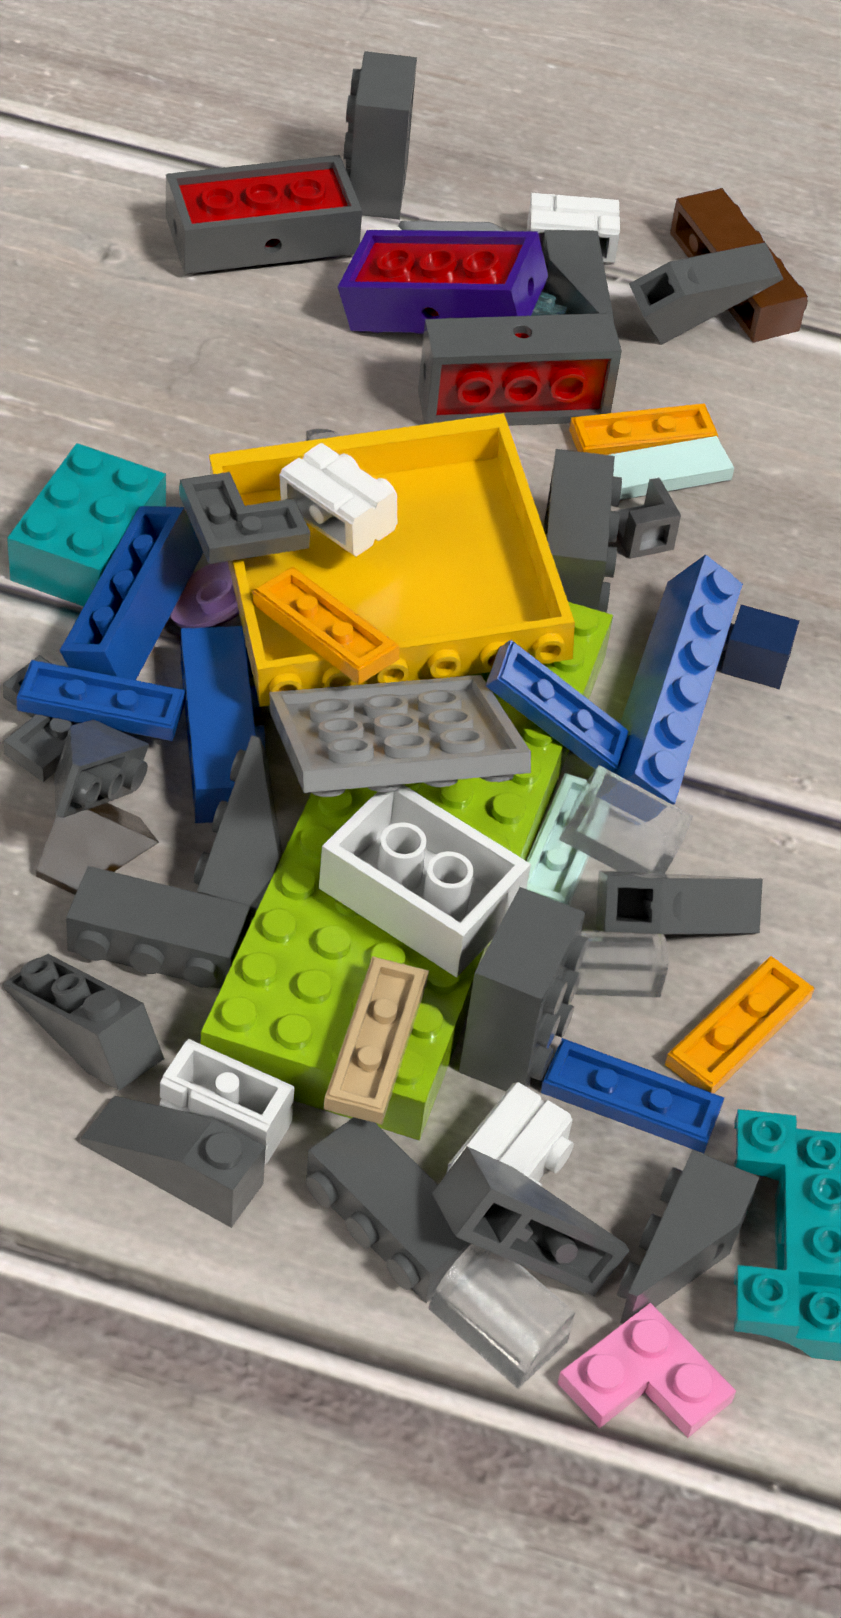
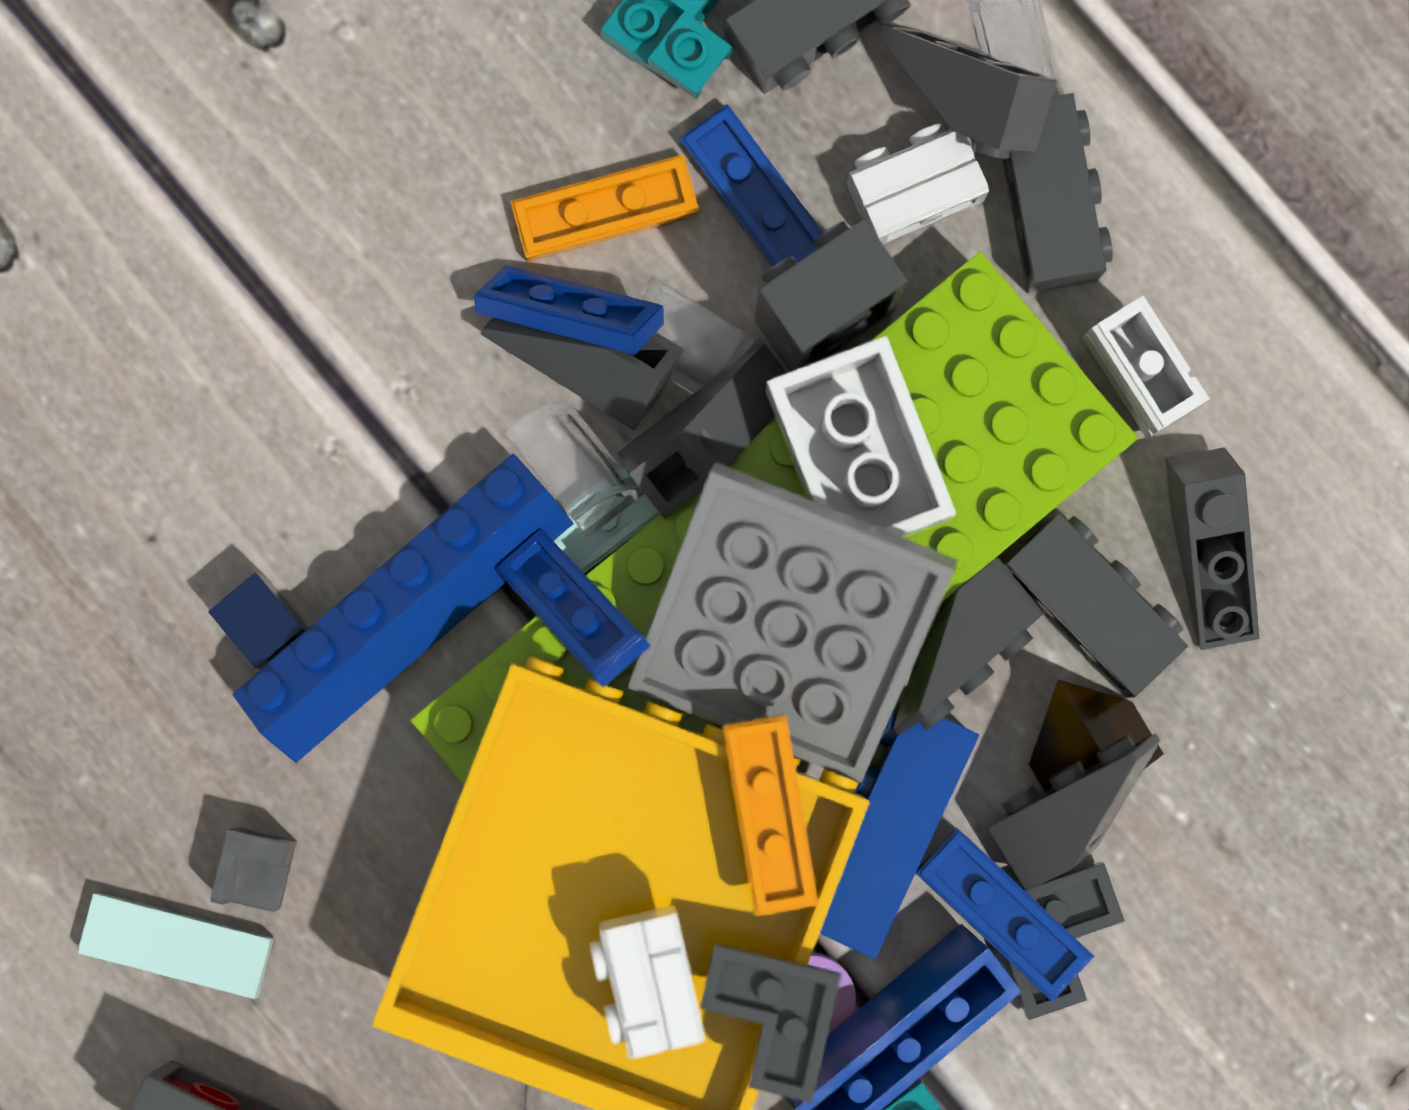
camera: 145 degrees left, 35 degrees up
(181, 1154) = (1213, 348): dark grey slope -> none
(376, 1040) = (995, 324): tan tile -> none
(558, 843) = (708, 427): none -> dark grey slope
(582, 524) = (365, 857): dark grey brick -> none
(640, 429) = (149, 1014): light orange tile -> none
(710, 913) = (569, 309): none -> blue tile

